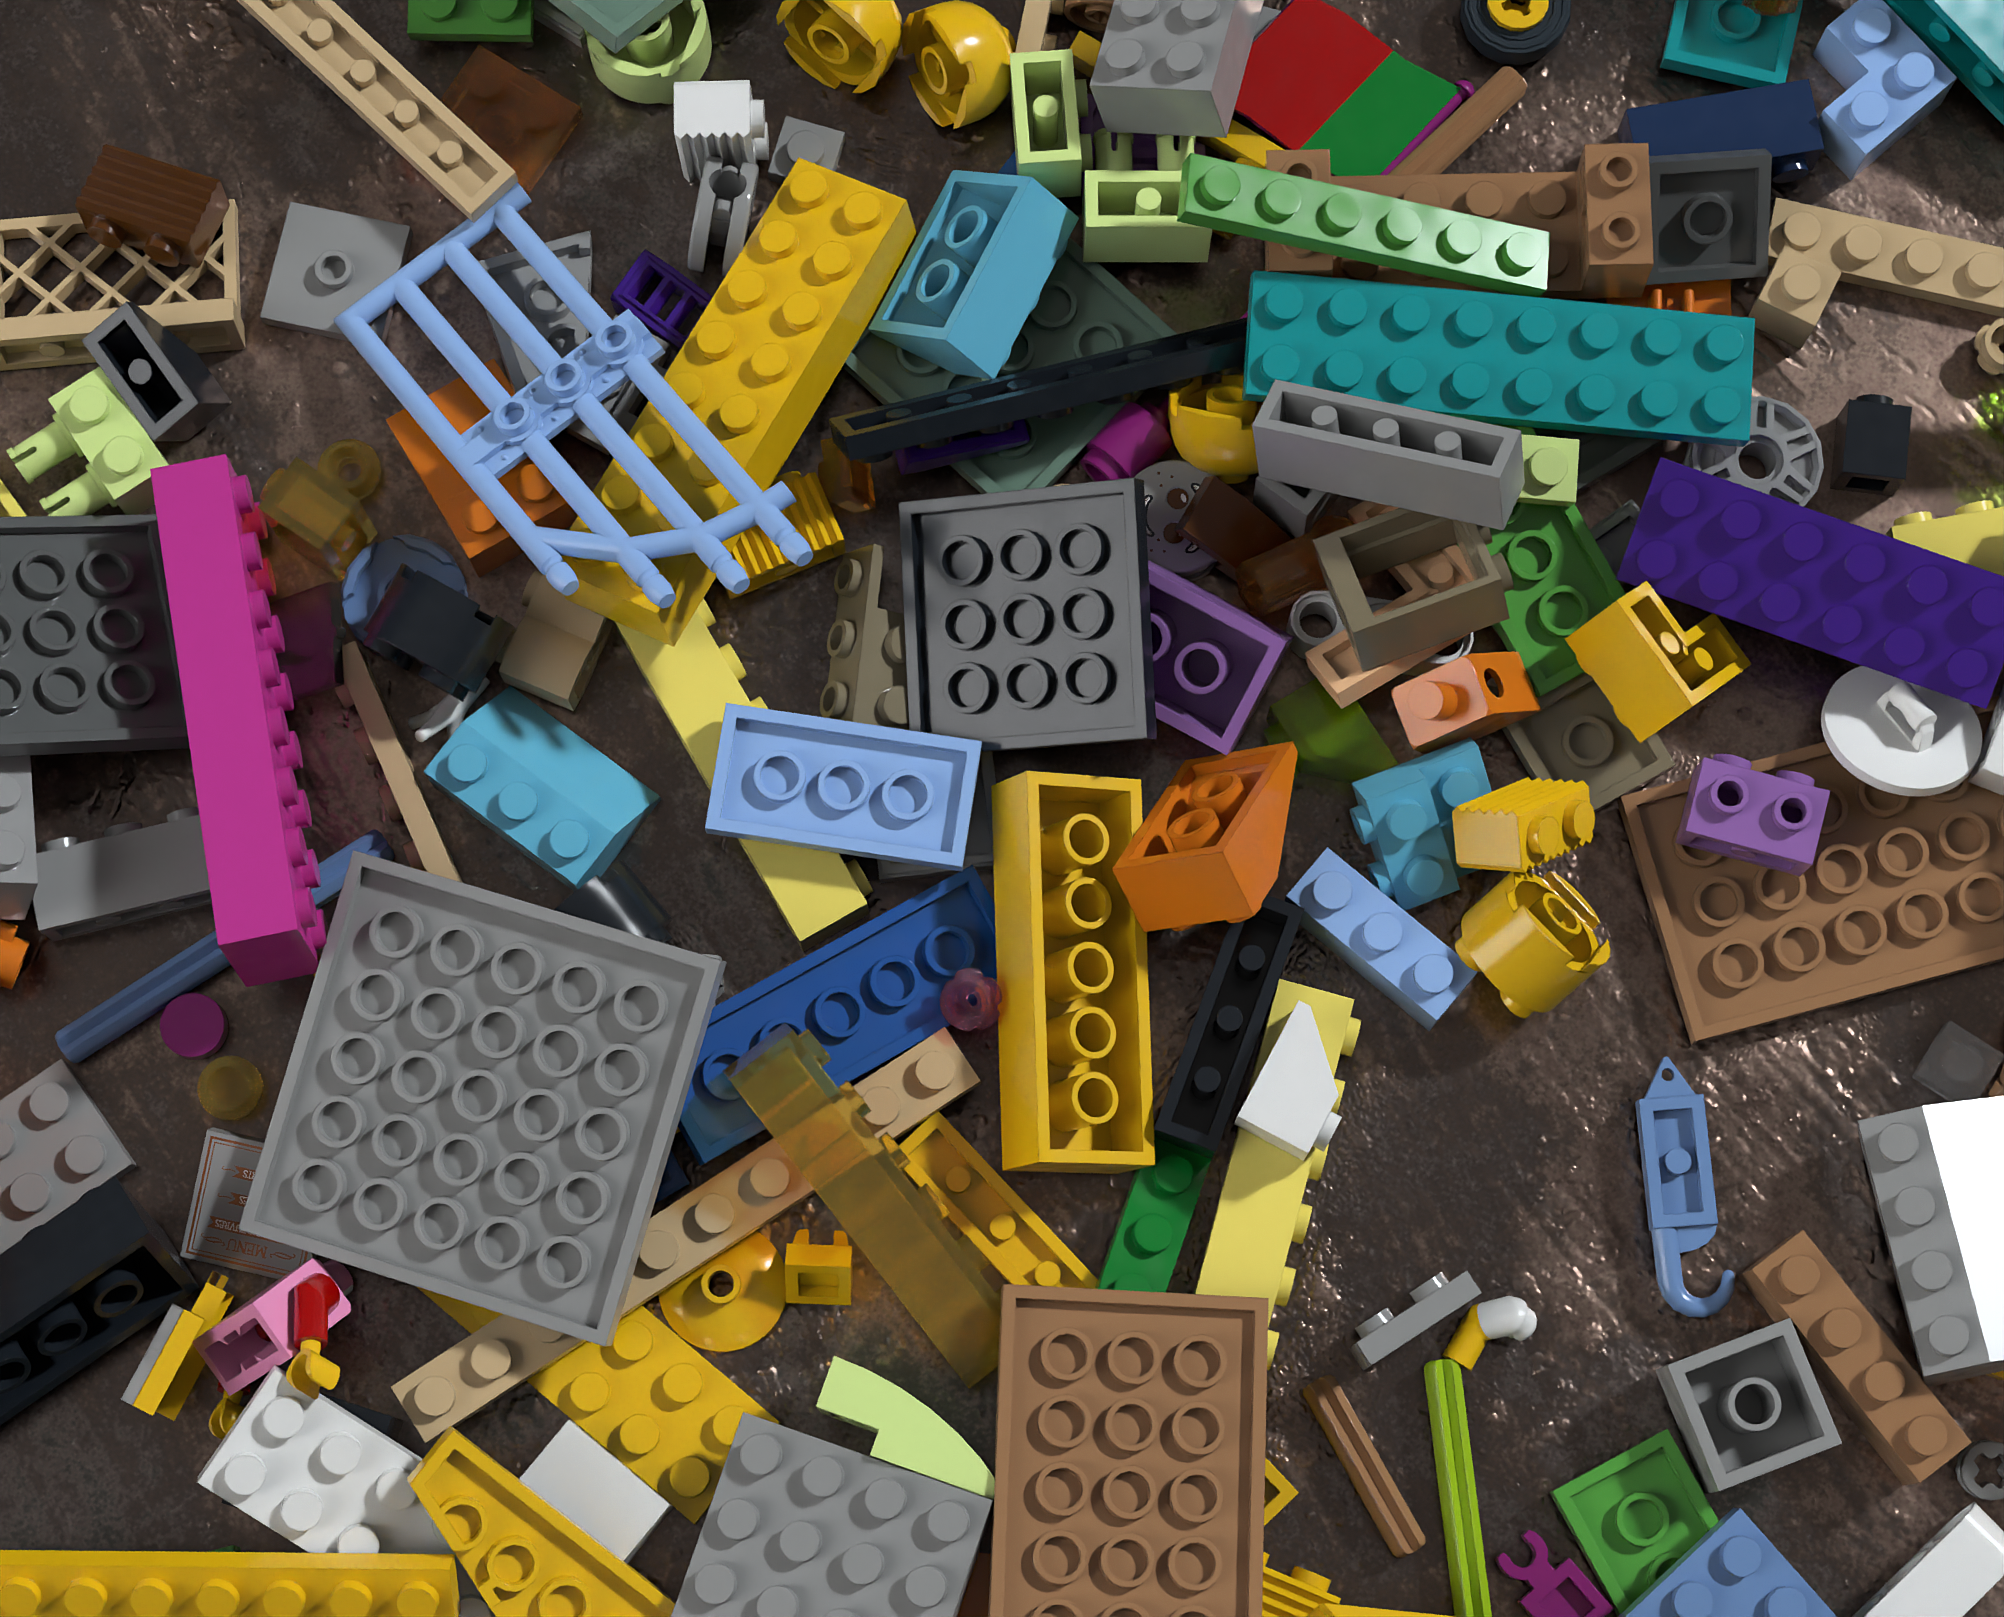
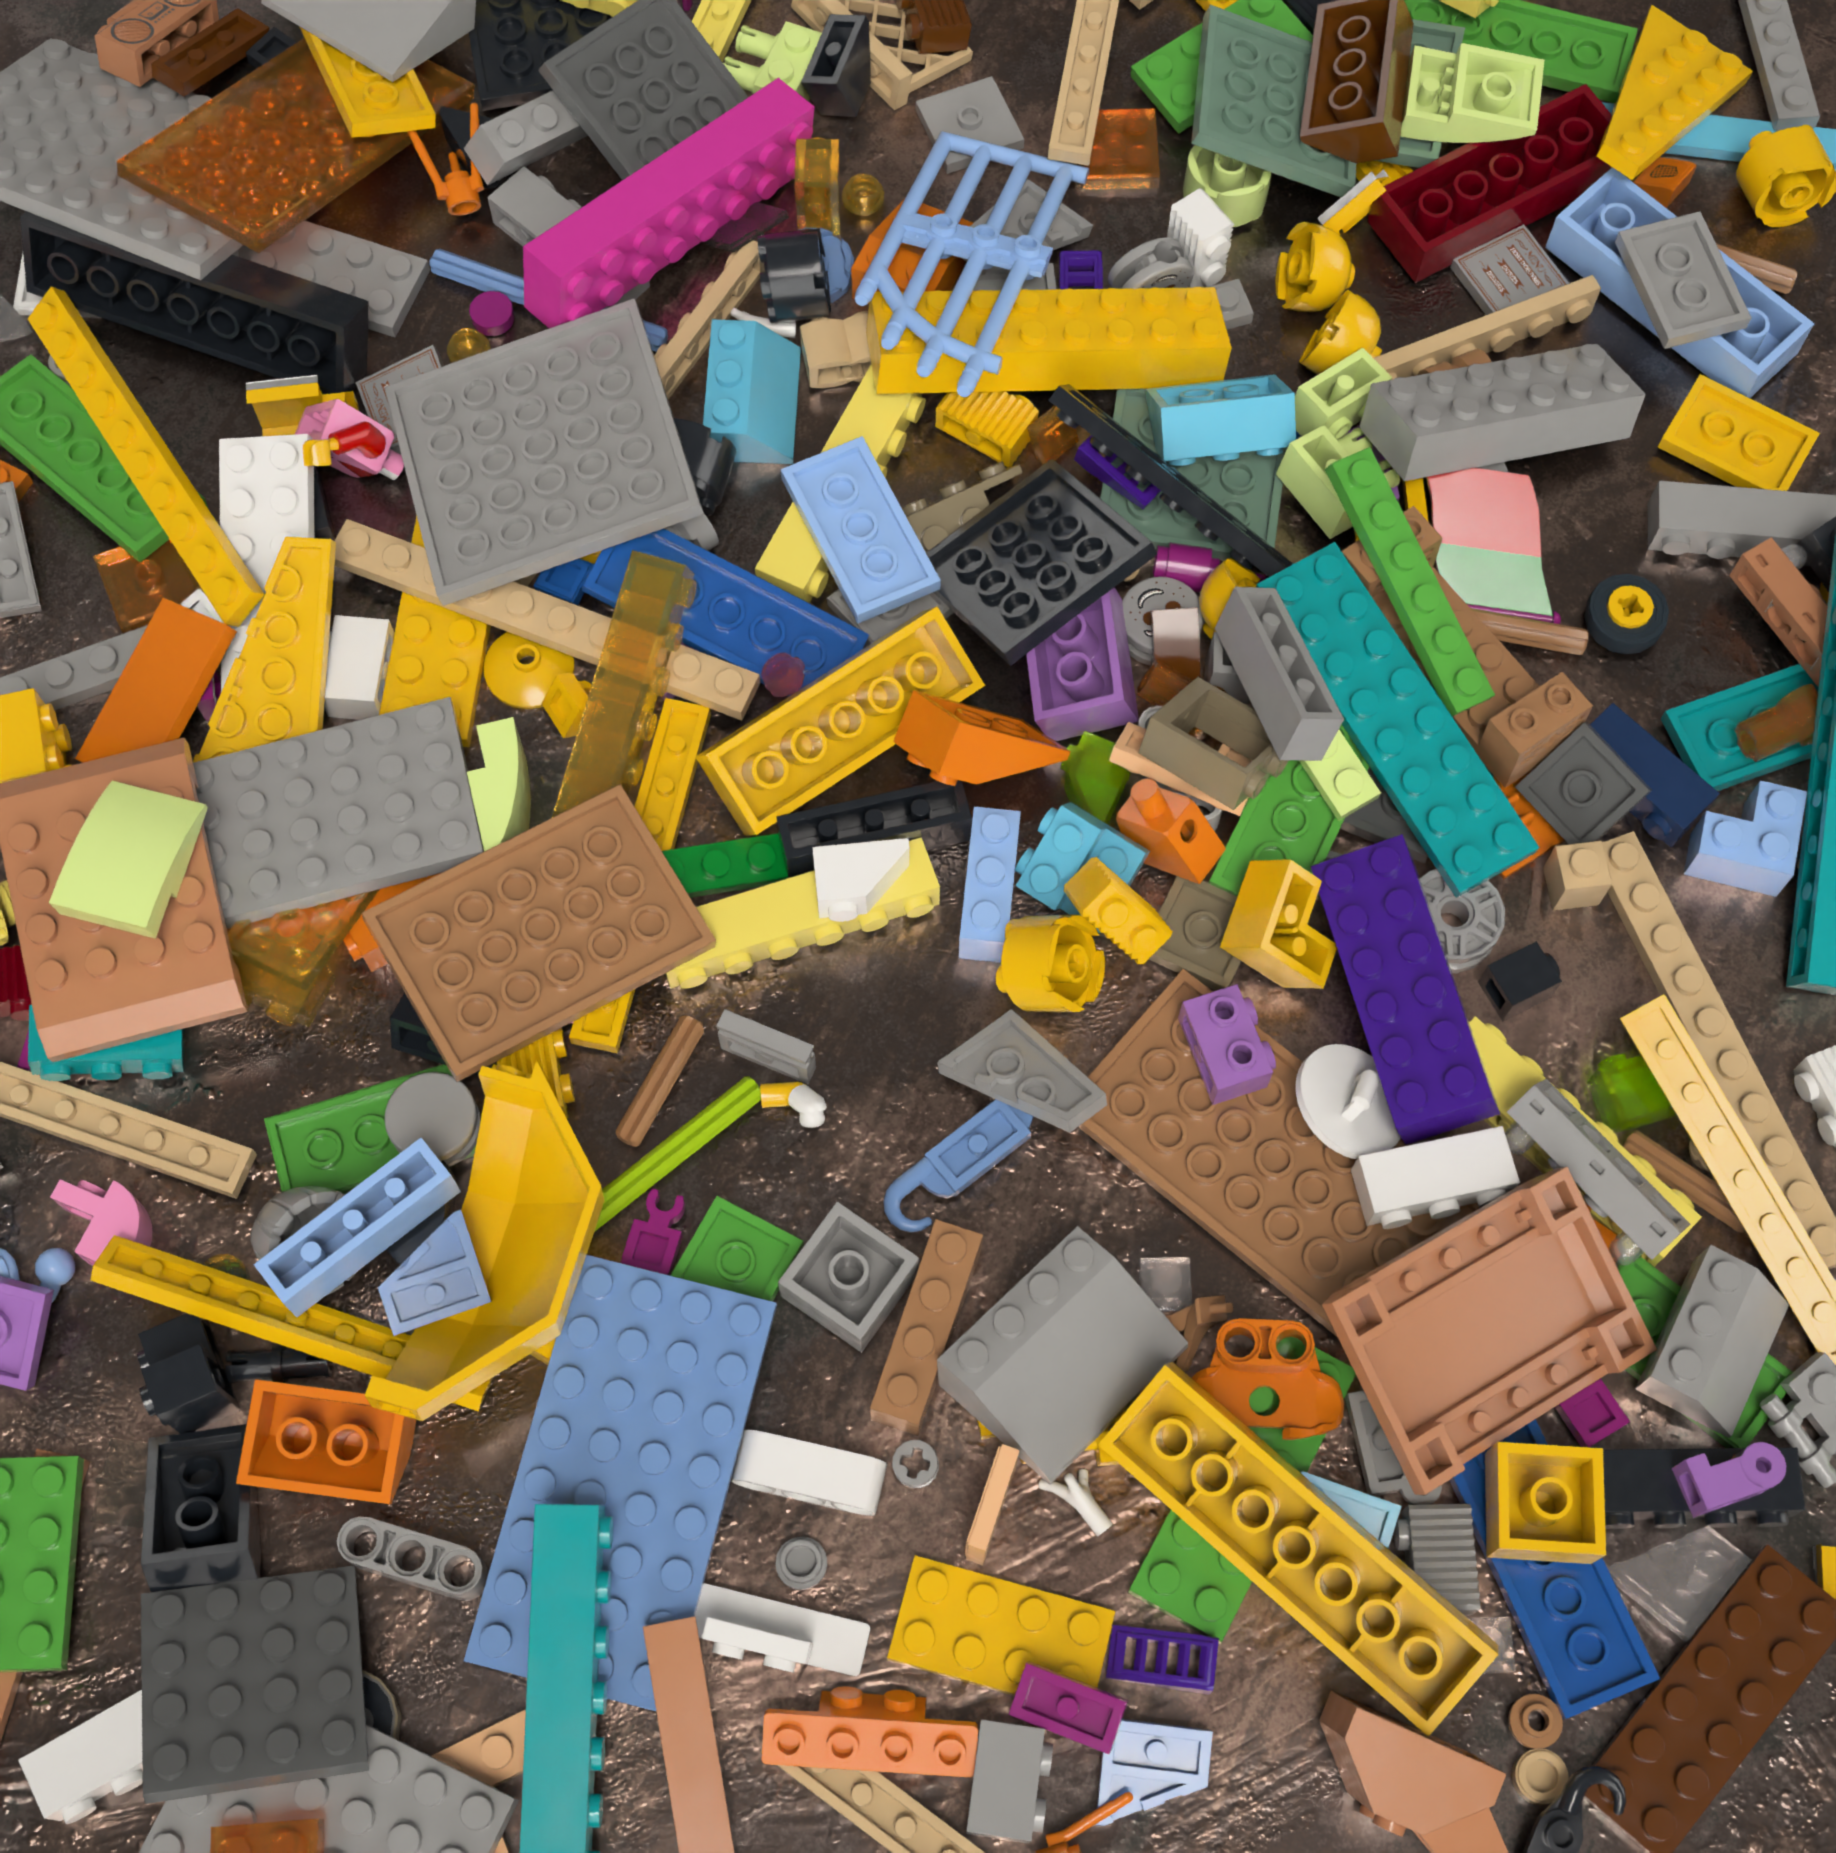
camera: 55 degrees right, 10 degrees down
(1634, 1053) = (1025, 1072): none -> light grey wing

